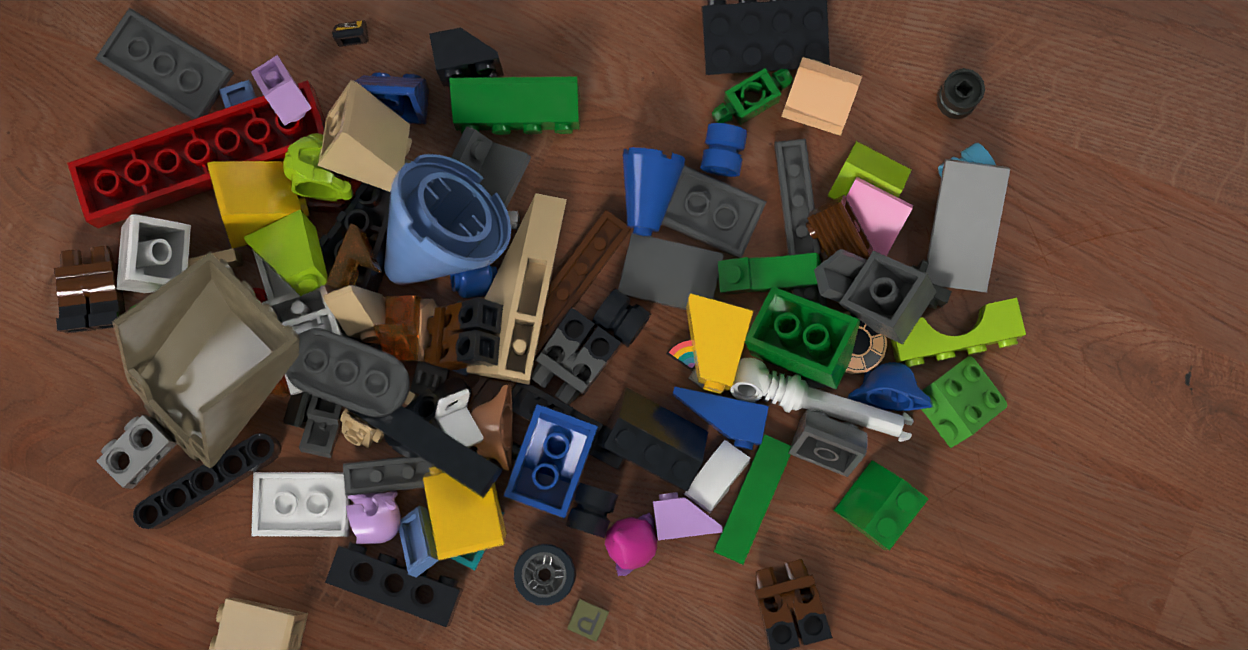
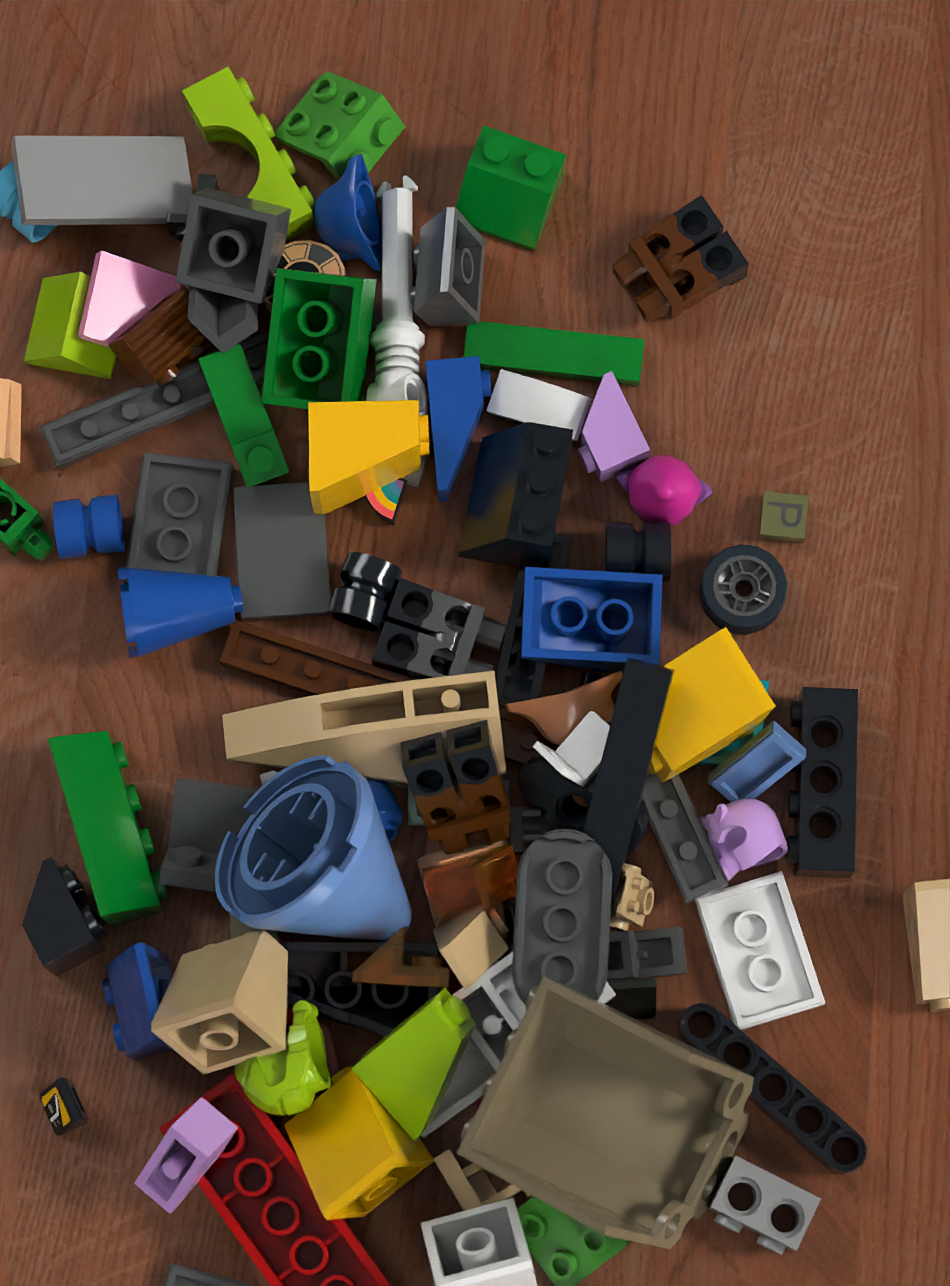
camera: 110 degrees left, 5 degrees down
(237, 93) = (209, 1239): medium blue tile -> none

